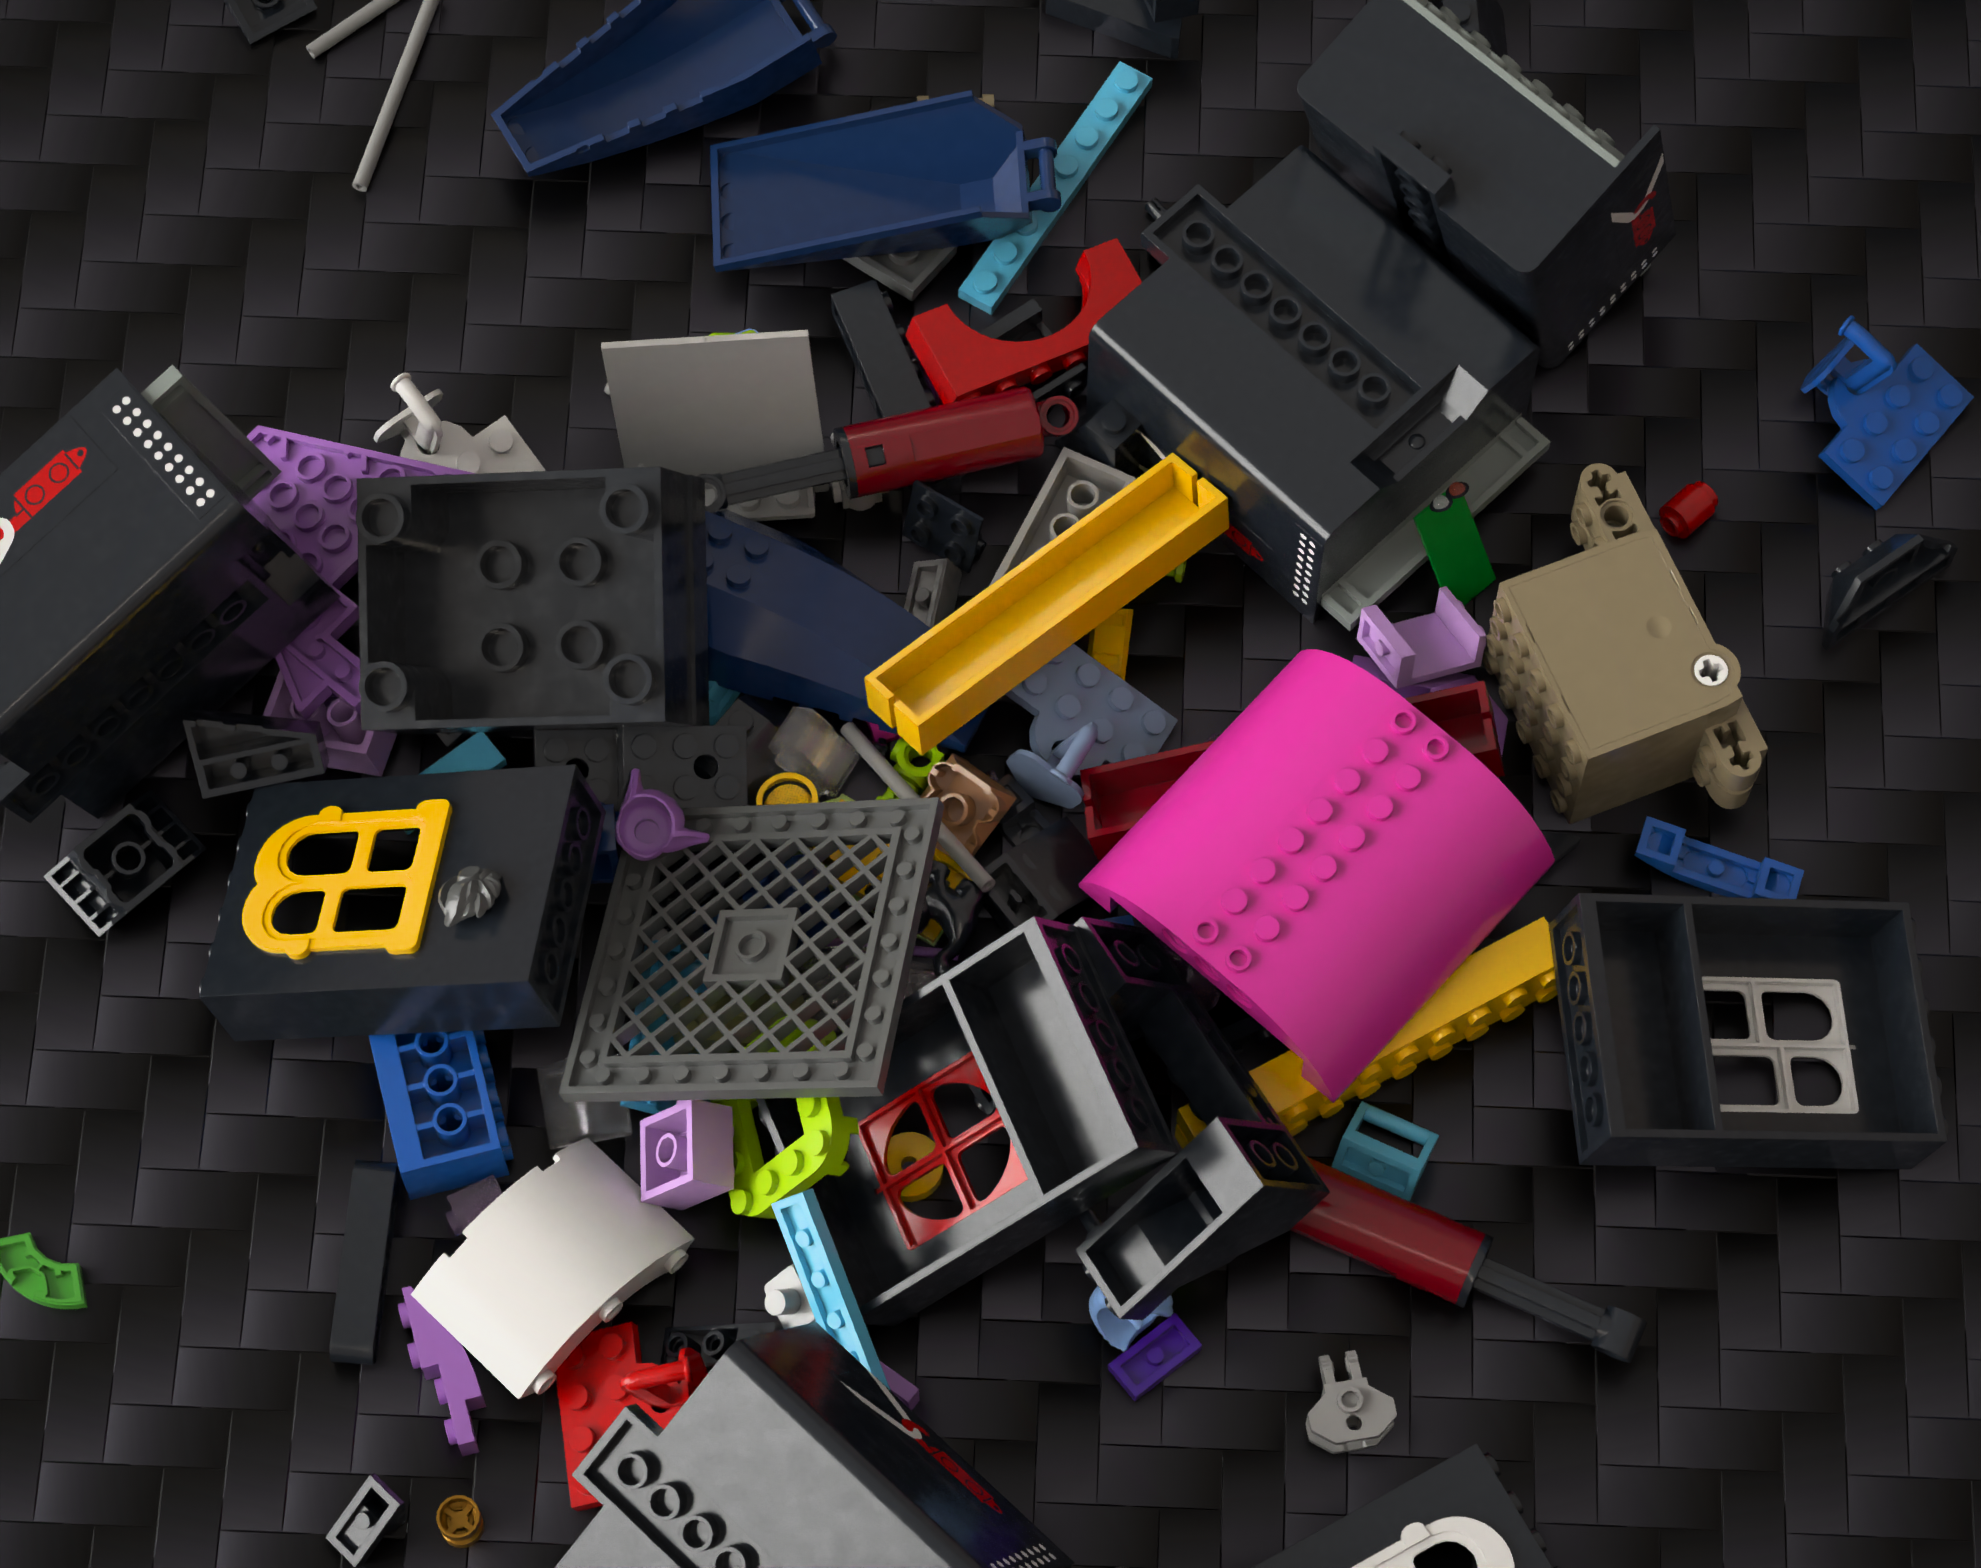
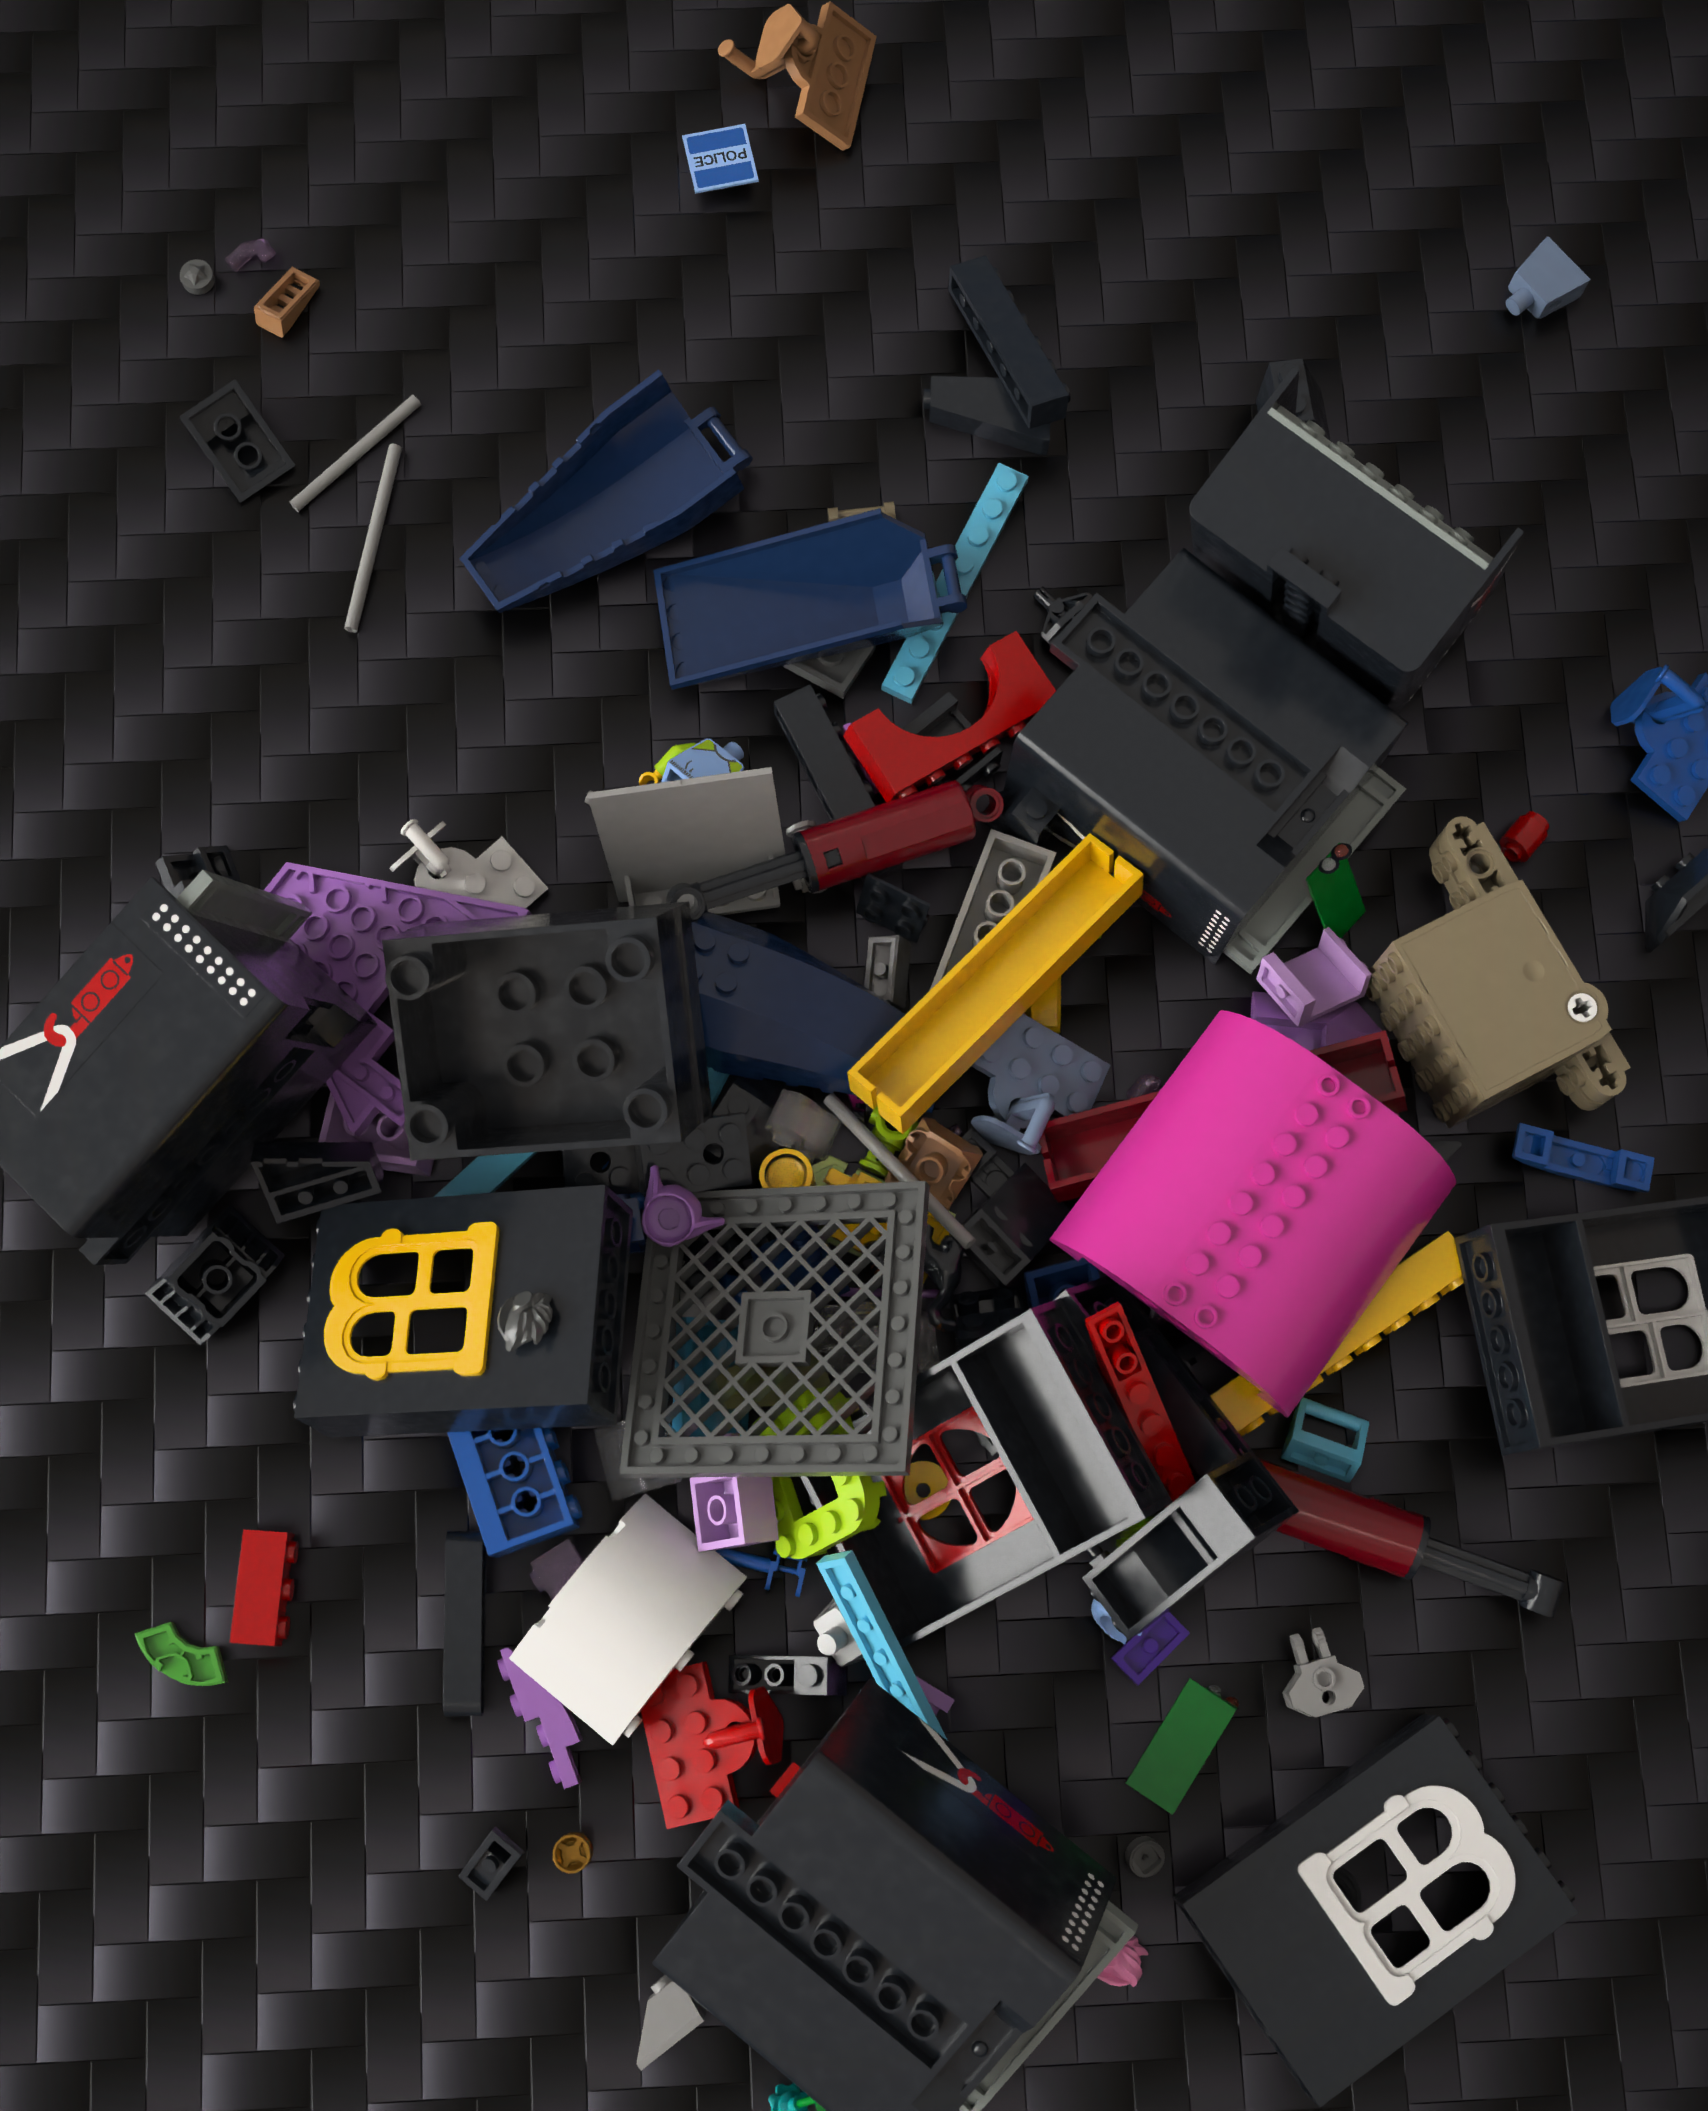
camera: 10 degrees left, 10 degrees up
(140, 1203) = (263, 1588): none -> red brick
(723, 1232) = (764, 1565): none -> blue piece
(1148, 1028) = (1138, 1397): none -> red slope
(1182, 1473) = (1182, 1744): none -> green piece

